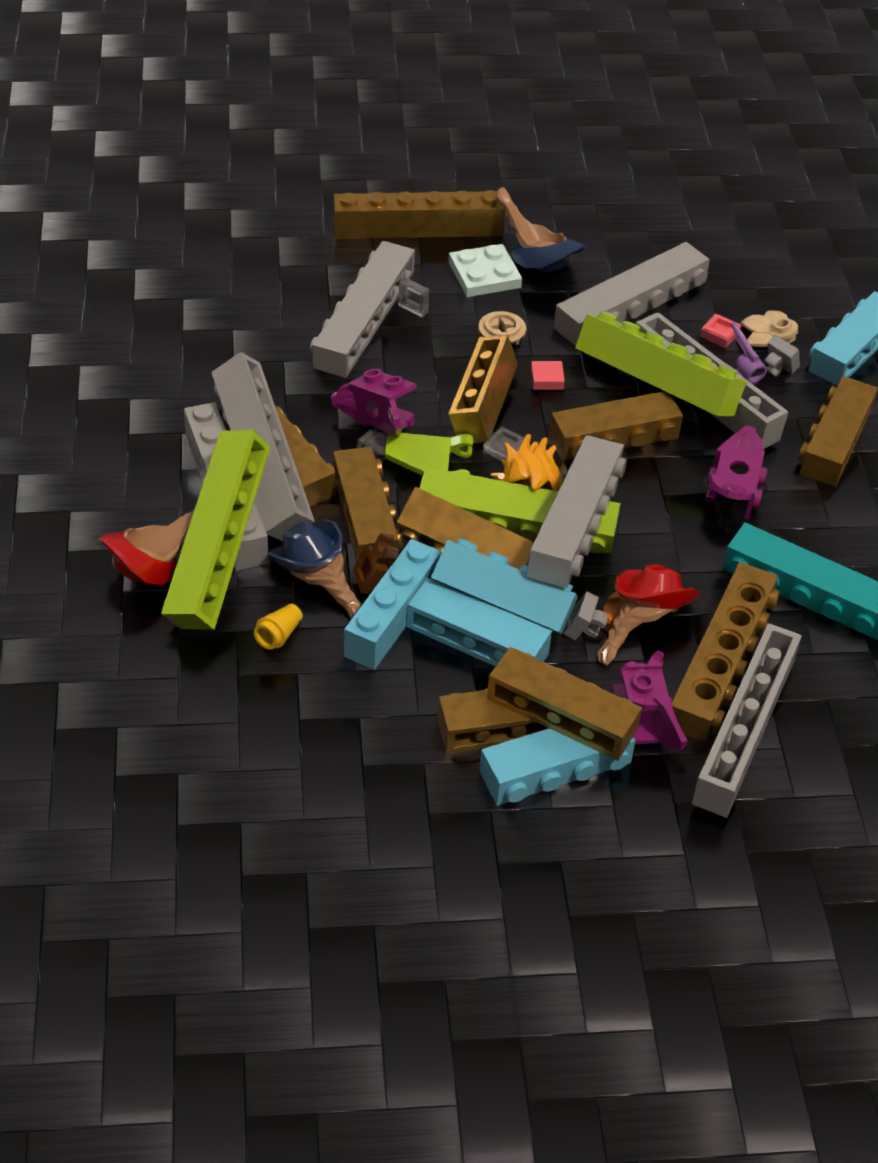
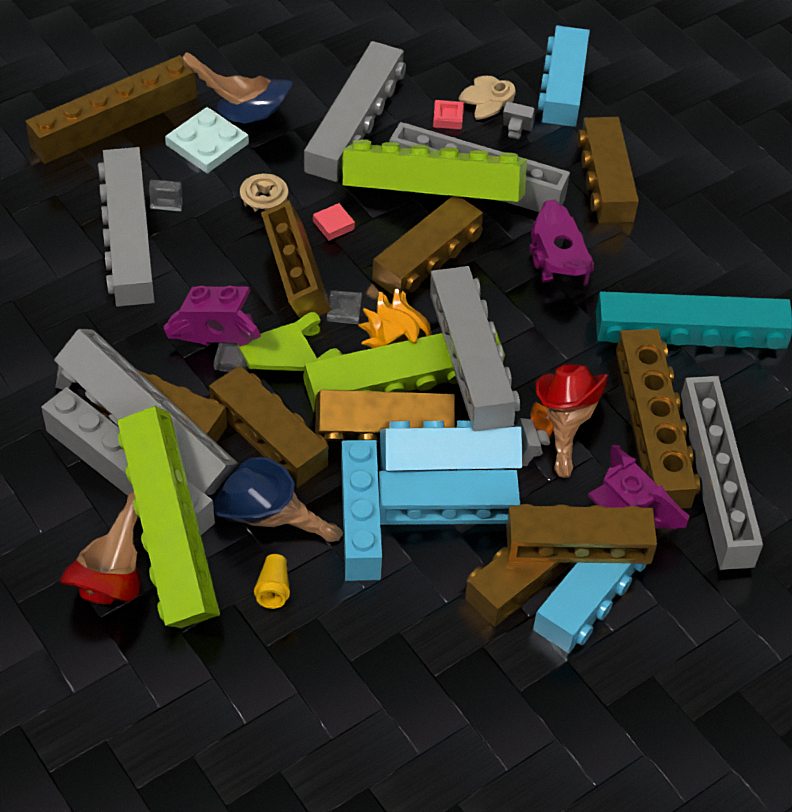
camera: 30 degrees left, 5 degrees up
(373, 563) = (317, 480): reddish brown plate -> none
(748, 364) = (496, 136): medium lavender plant -> none

